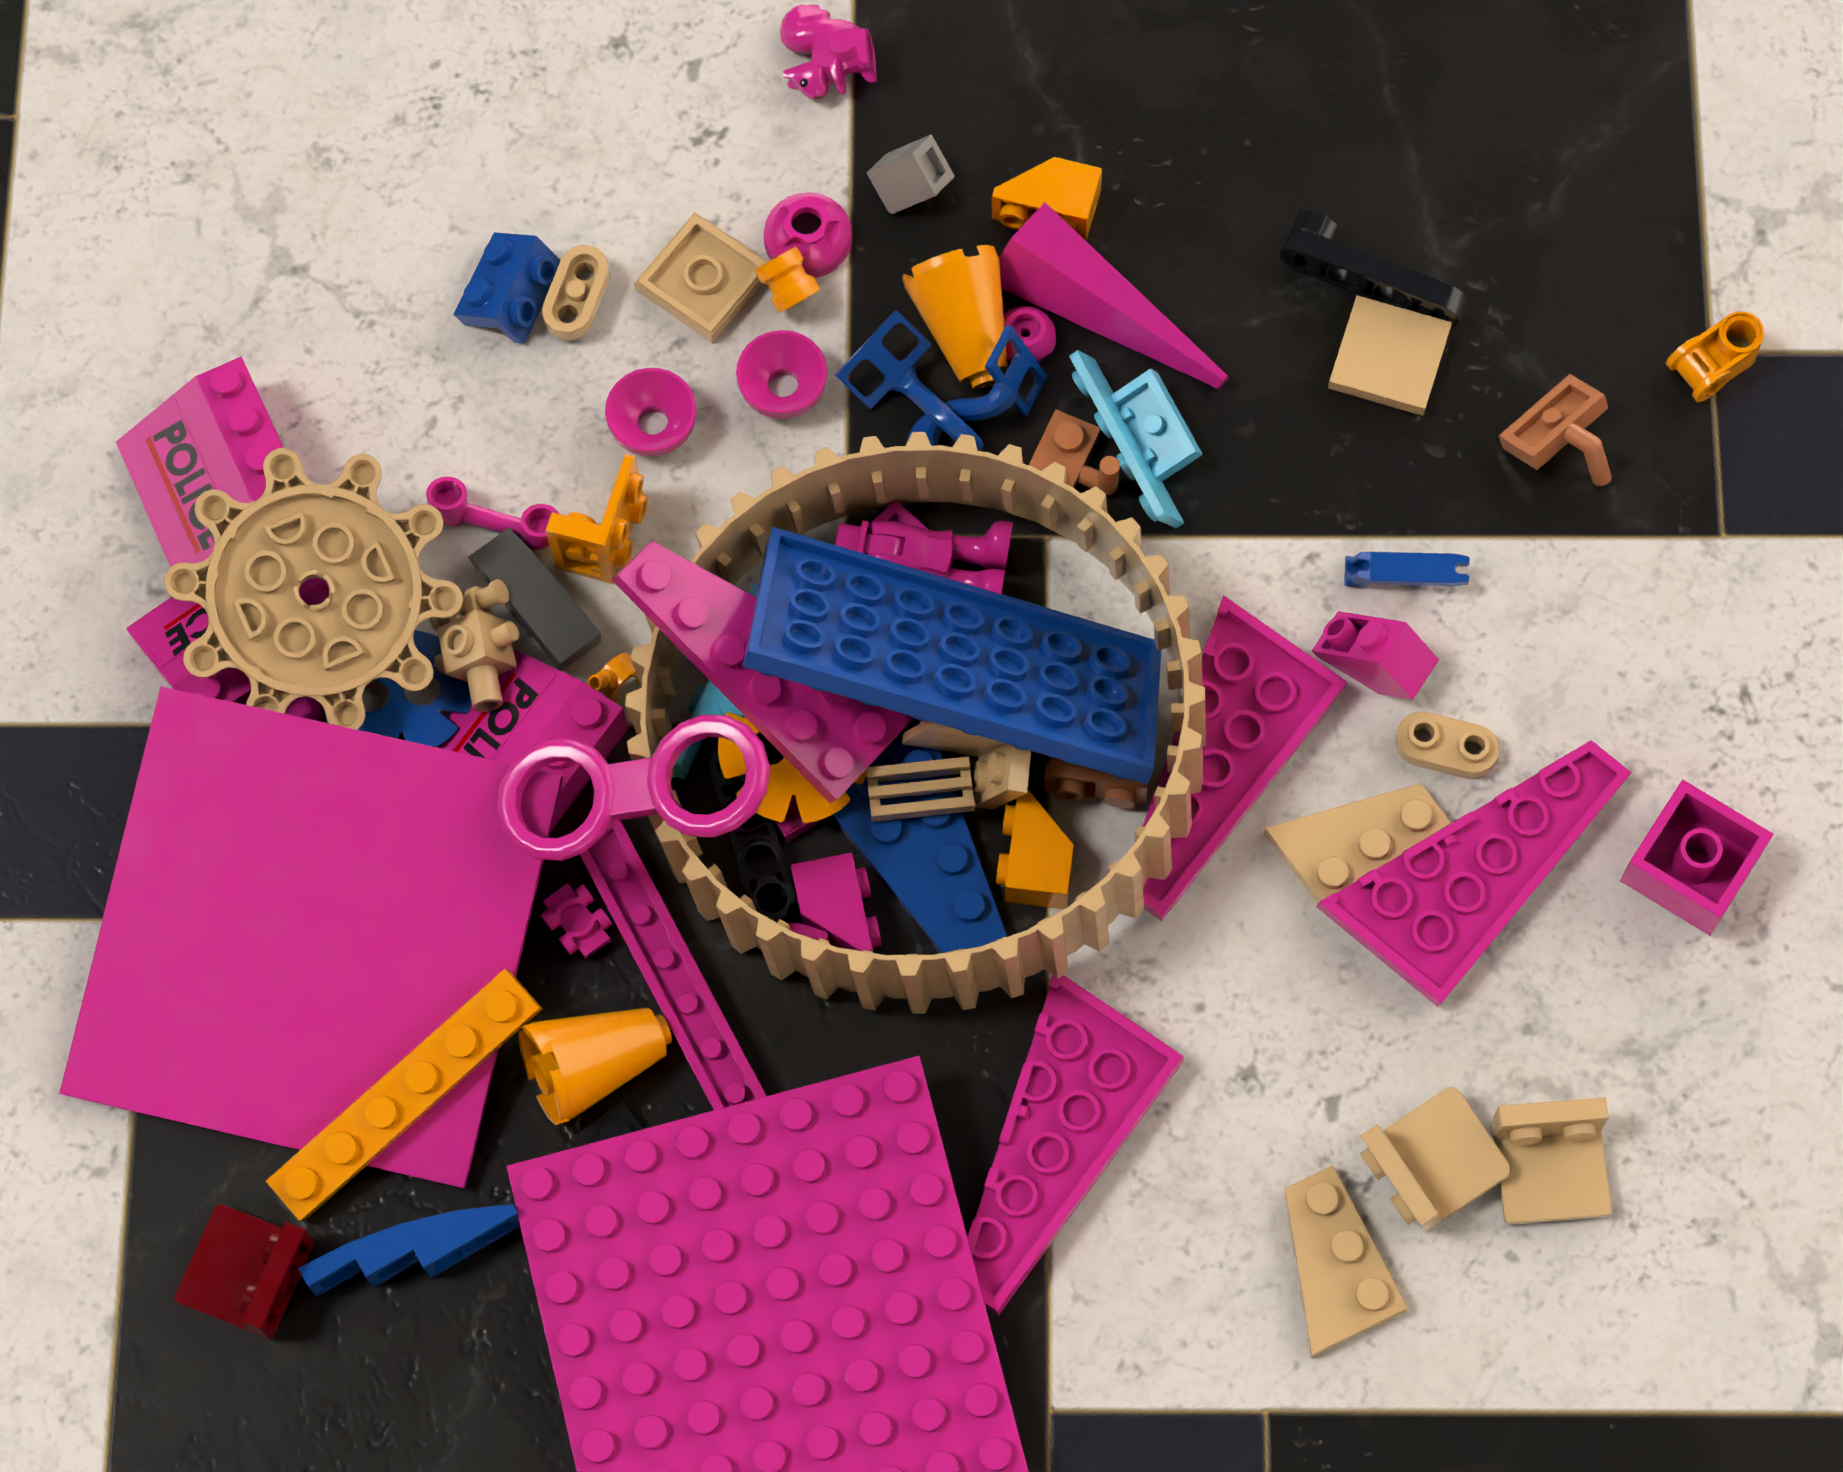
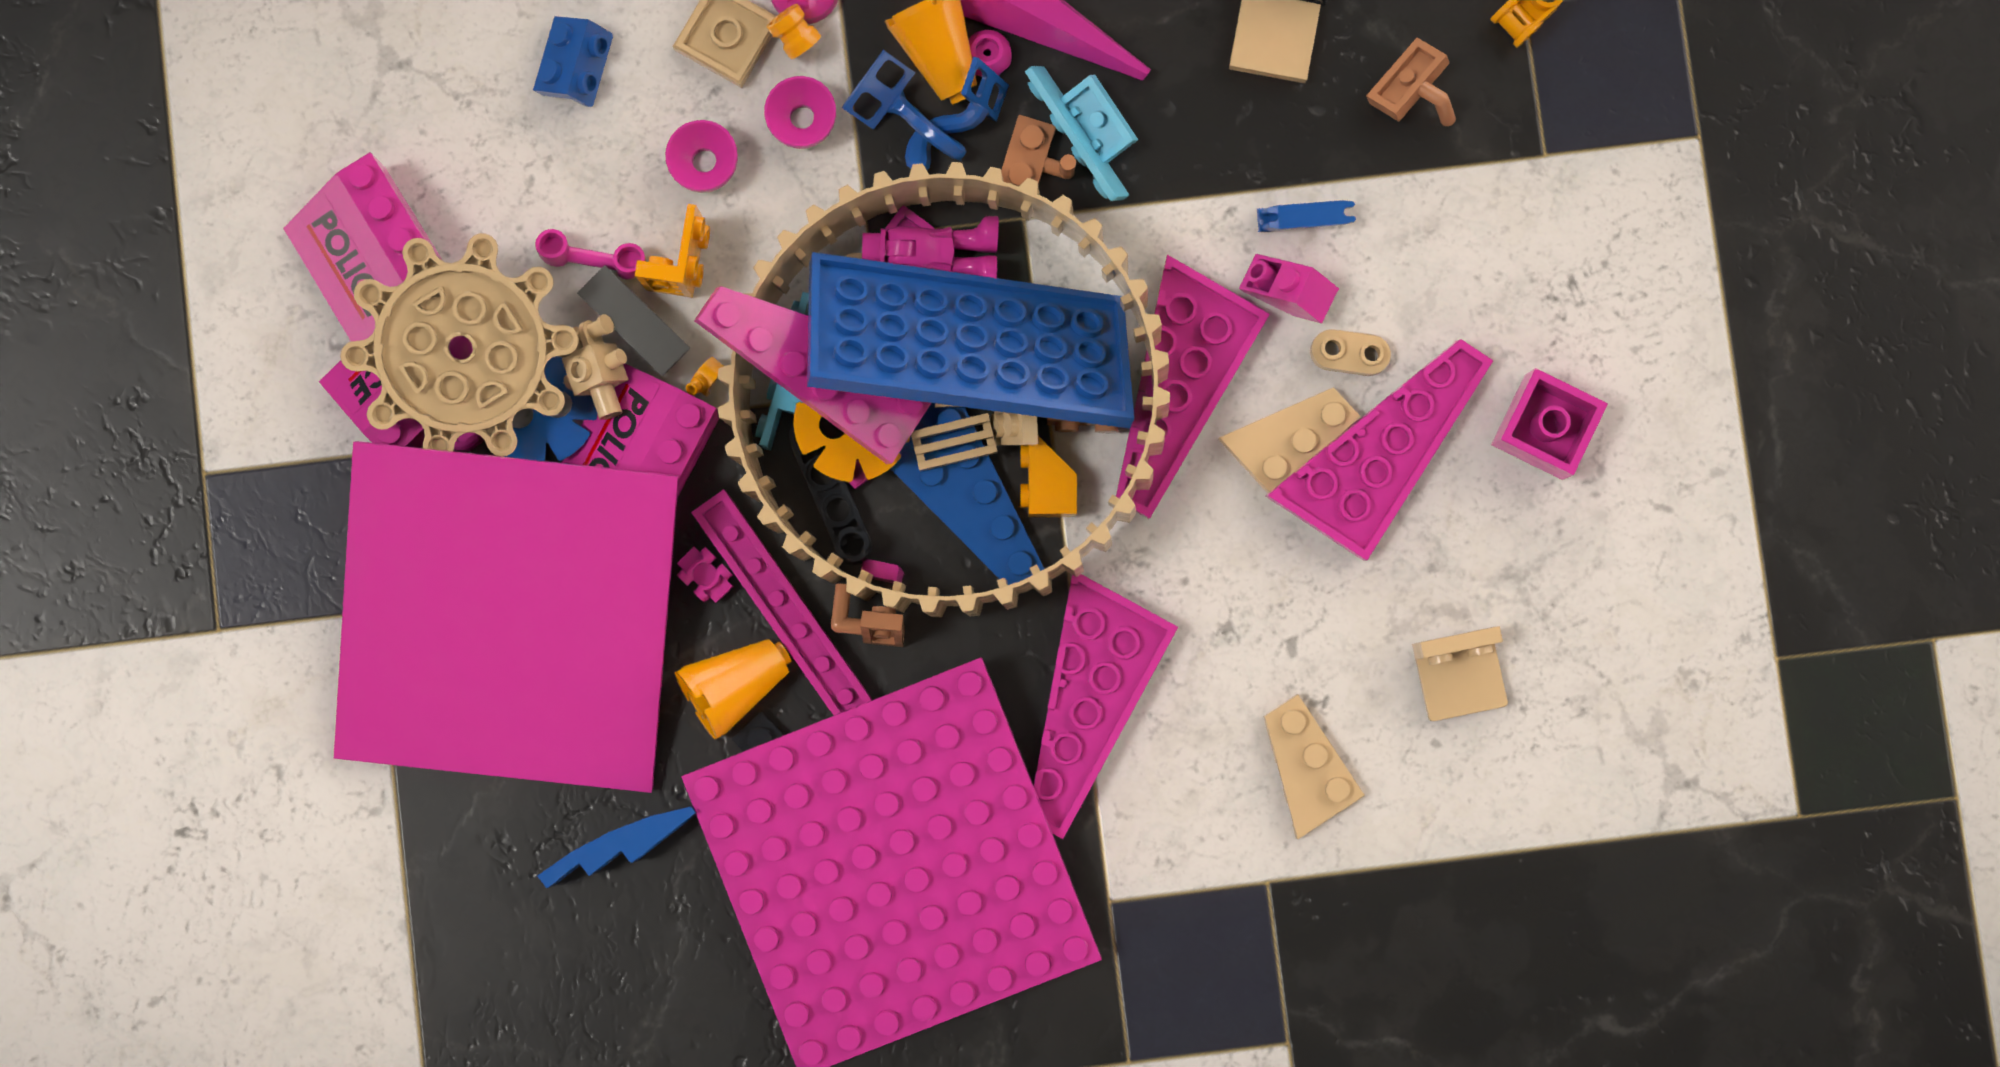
camera: 10 degrees left, 15 degrees up
(245, 1270) = (497, 877): dark red bracket -> none
(404, 1095) = (596, 731): light orange plate -> none
(574, 295) = (626, 61): tan plate -> none
(633, 788) = (735, 486): dark pink bar -> none
(792, 1000) = (876, 627): none -> nougat plate
(831, 900) = (898, 539): dark pink slope -> none
(1435, 1159) = (1374, 682): tan bracket -> none

